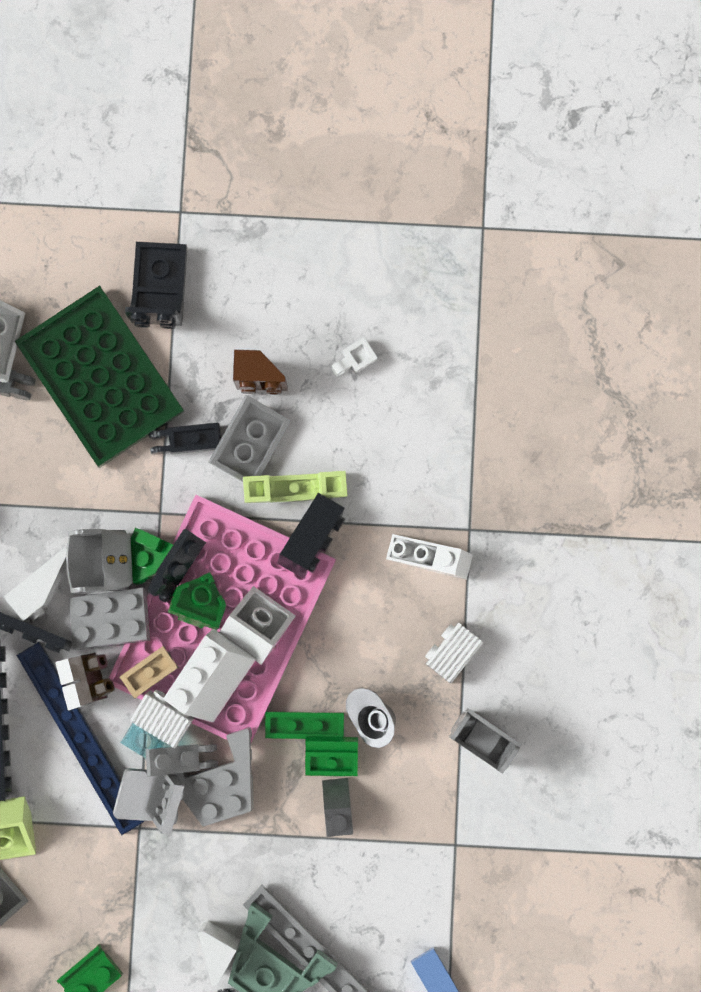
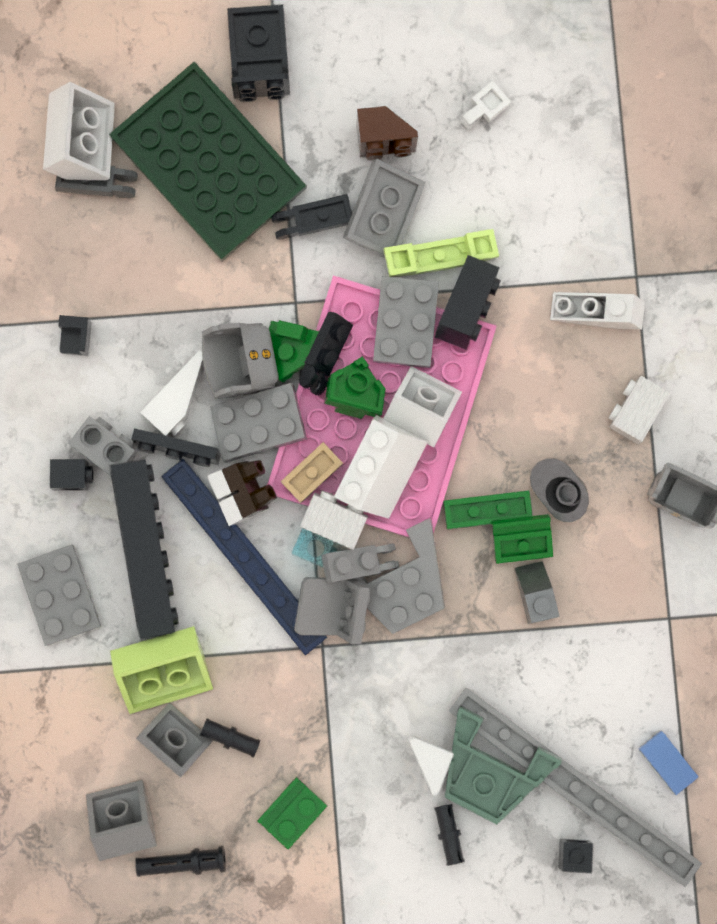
camera: 15 degrees left, 0 degrees up
(43, 901) = (230, 737): none -> black pin
(253, 545) = (405, 322): none -> light grey plate

